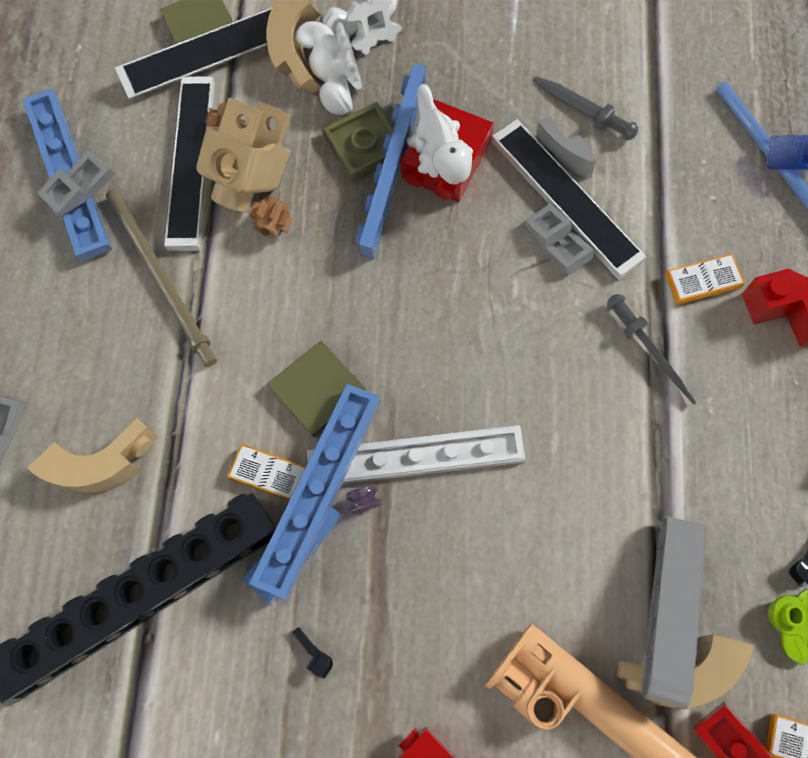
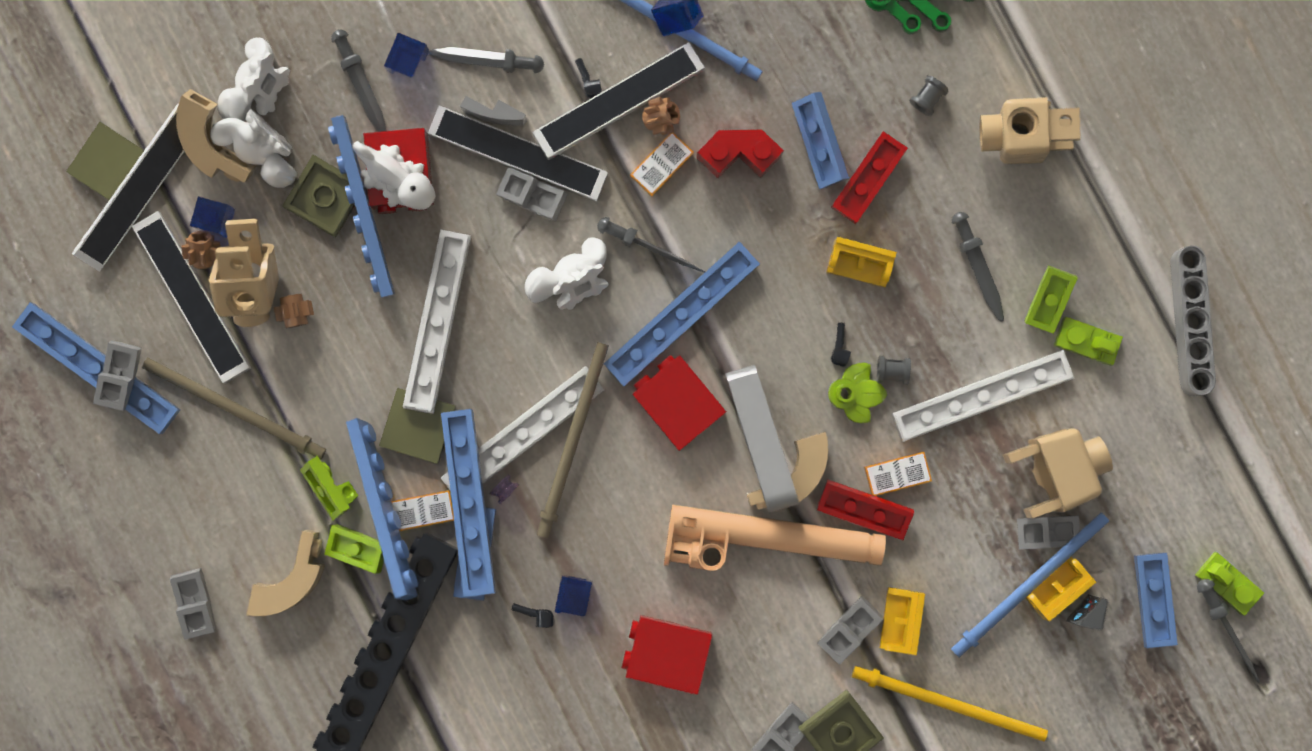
camera: 40 degrees left, 15 degrees up
(179, 471) = (355, 549): none -> lime hinge
(192, 408) = (333, 498): none -> lime hinge
(223, 452) = (385, 519): none -> medium blue plate
(251, 91) = (211, 216): none -> clear blue brick
(366, 658) = (573, 595): none -> clear blue panel
(395, 303) = (436, 322): none -> white tile
(458, 50) = (351, 63): none -> dark grey sword
(461, 492) = (549, 513): none -> dark tan bar
(513, 60) = (406, 55): none -> clear blue panel
(558, 332) = (573, 276): none -> white animal
(598, 516) = (678, 401): none -> red brick
(649, 429) = (681, 314): none -> medium blue plate
(671, 177) = (591, 87): none -> black hand
(693, 200) = (618, 101): none -> black tile
(730, 232) = (661, 116): none -> medium nougat gear

